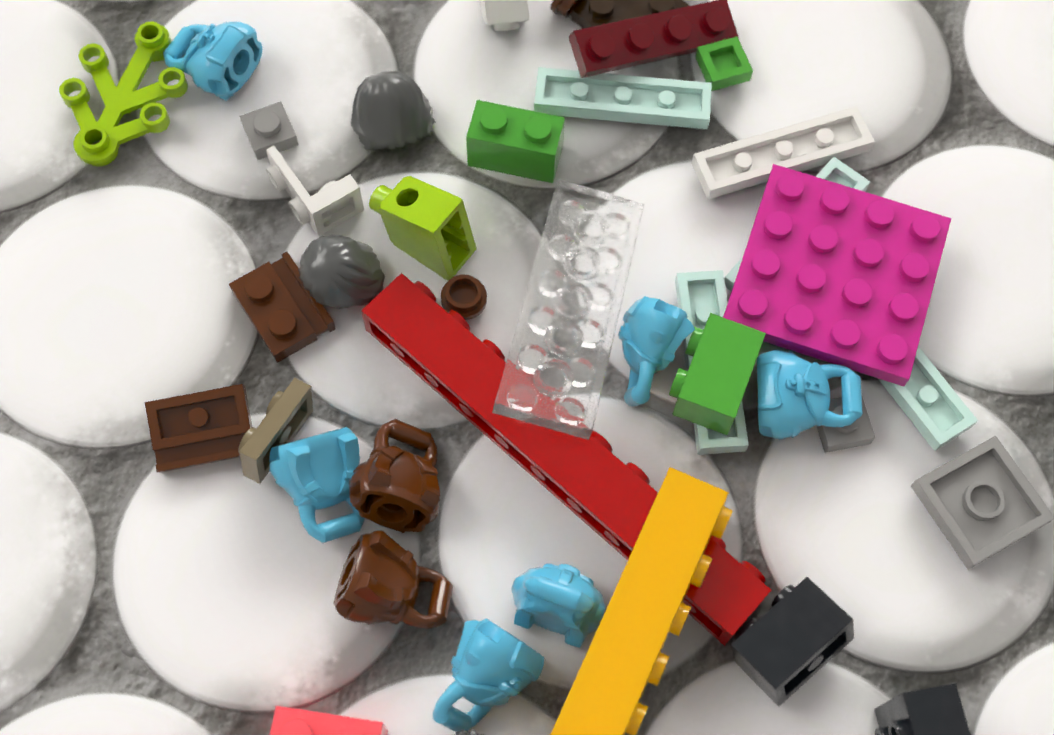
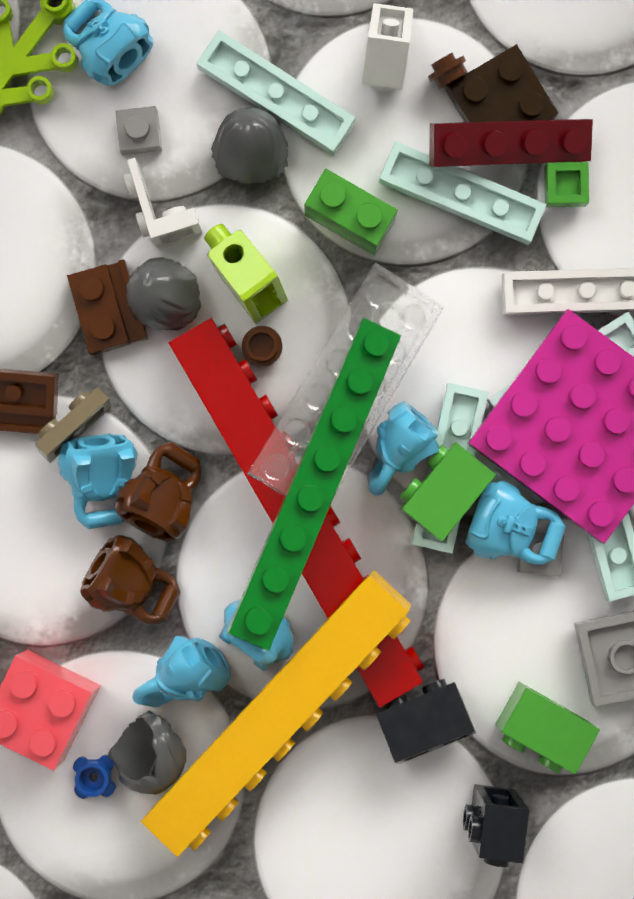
camera: 20 degrees right, 20 degrees up
(427, 63) = (276, 92): none -> light aqua plate
(571, 409) = (313, 485): none -> green plate
(931, 608) = (546, 728): none -> bright green brick

